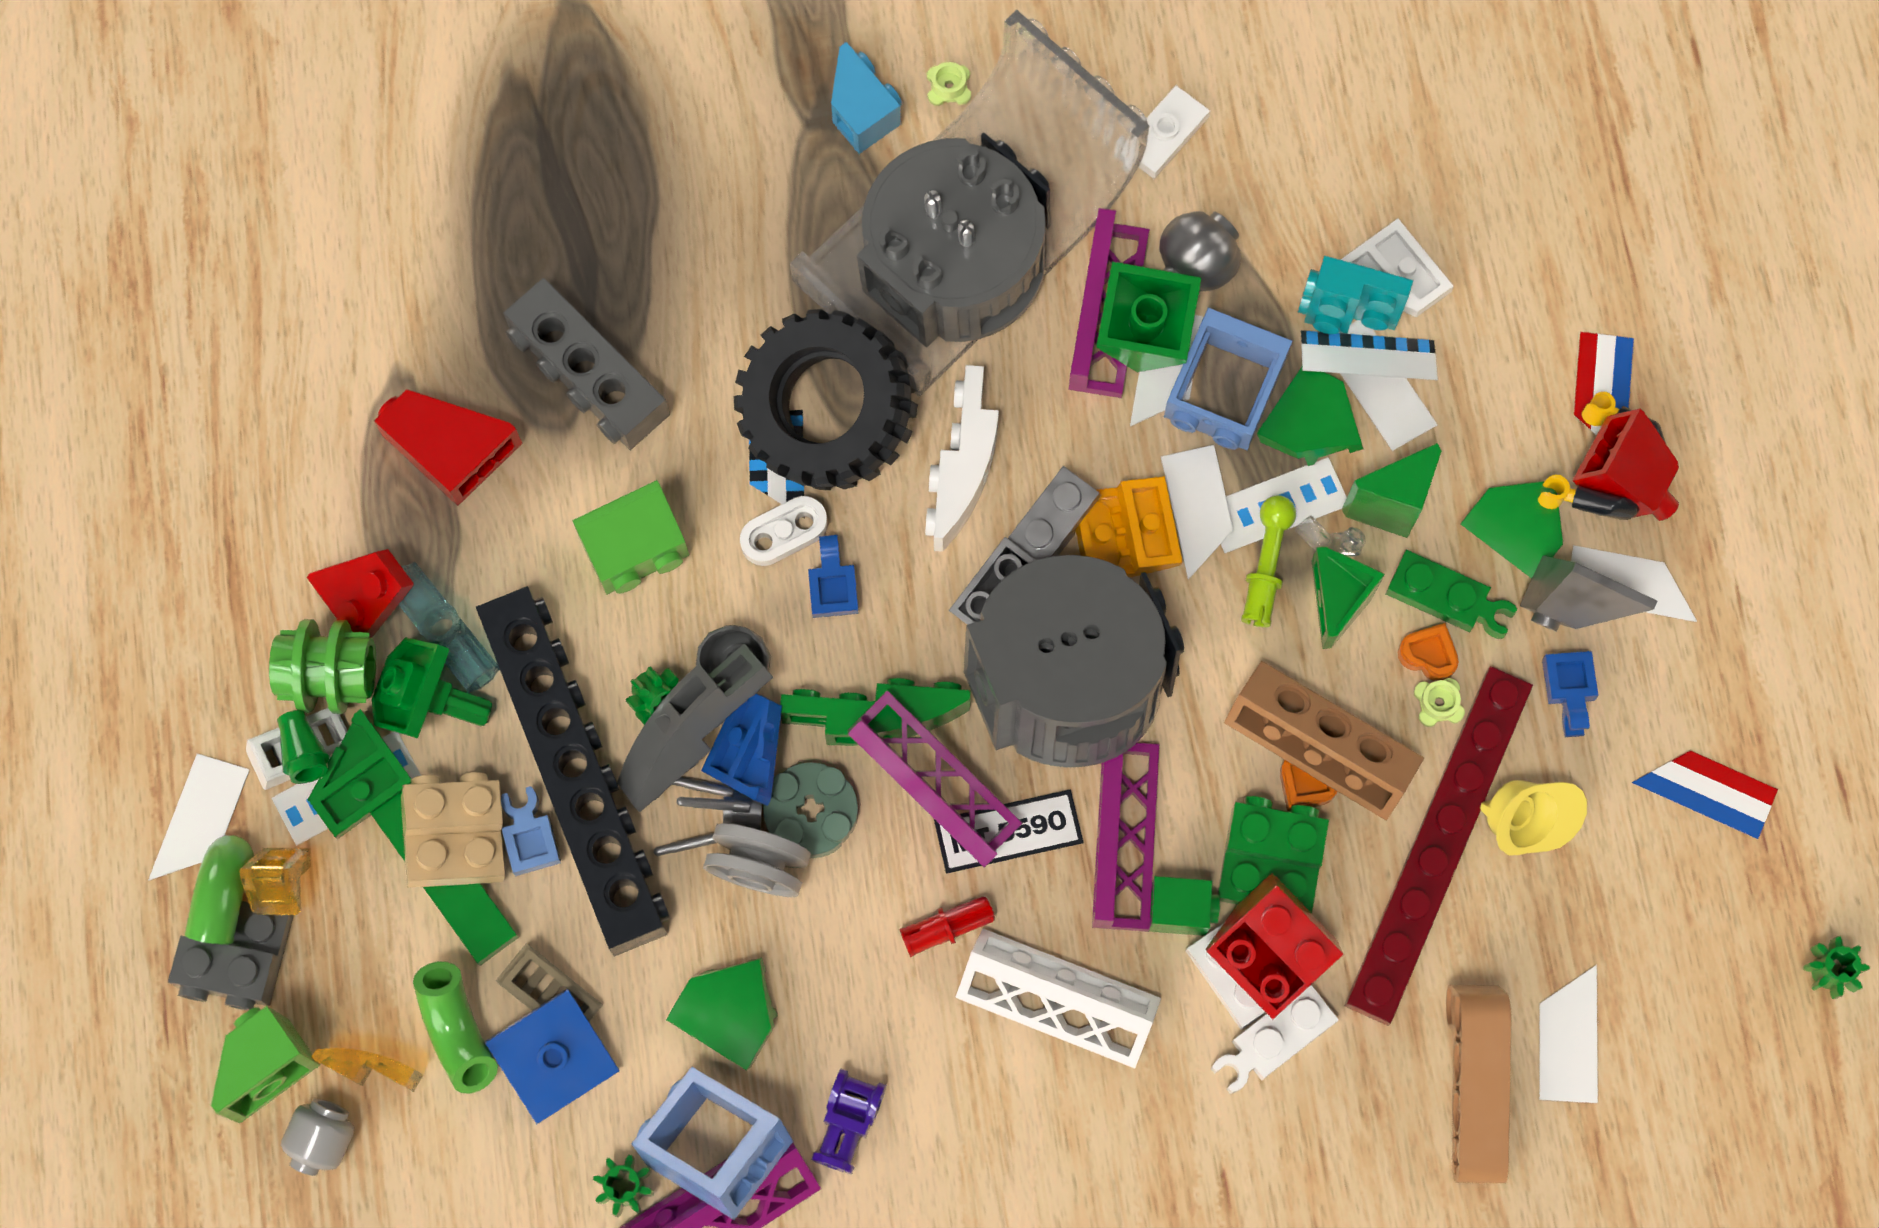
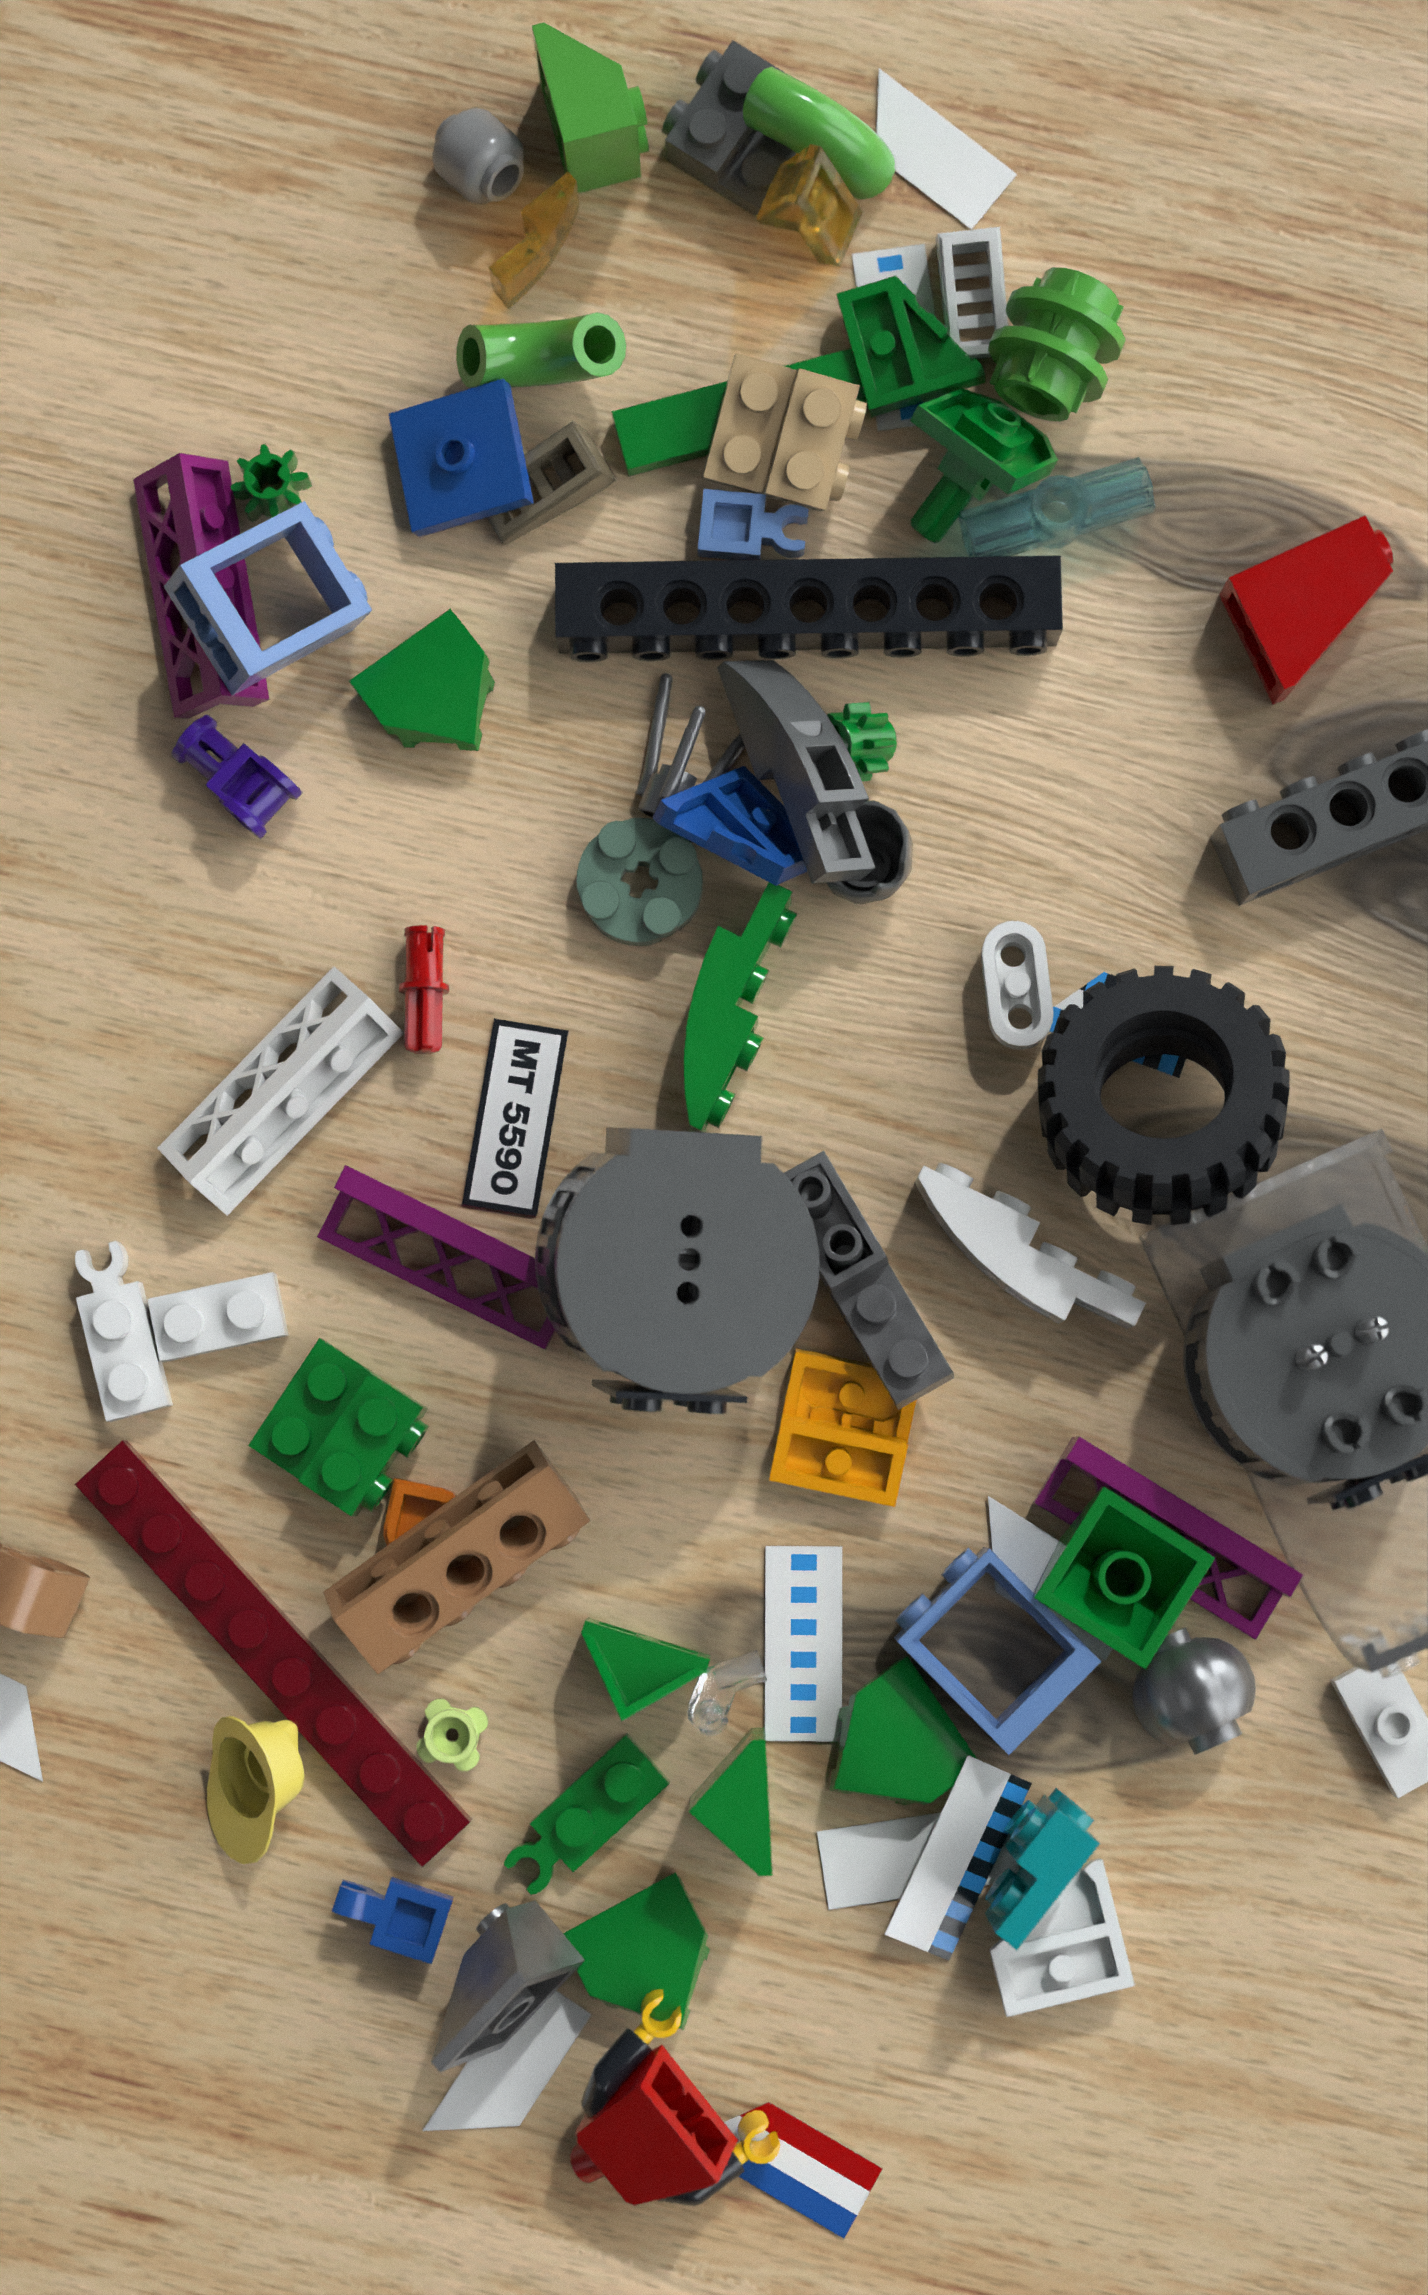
camera: 115 degrees right, 10 degrees up
(301, 750) = (960, 283): green cone -> none
(363, 589) = (1141, 428): red wing -> none
(632, 538) = (1074, 783): bright green slope -> none
(757, 860) = (589, 779): light grey wheel -> none
(833, 585) = (915, 1018): blue plate -> none
(922, 791) = (594, 1016): magenta fence -> none
(1183, 906) = (323, 1288): green brick -> none
(1197, 503) = (846, 1539): white sticker -> none
(1273, 946) = (221, 1376): red slope -> none
(1277, 516) = (782, 1632): lime pin -> none
(1430, 652) = (523, 1755): orange tile -> none
(1713, 791) = (194, 2040): sticker -> none

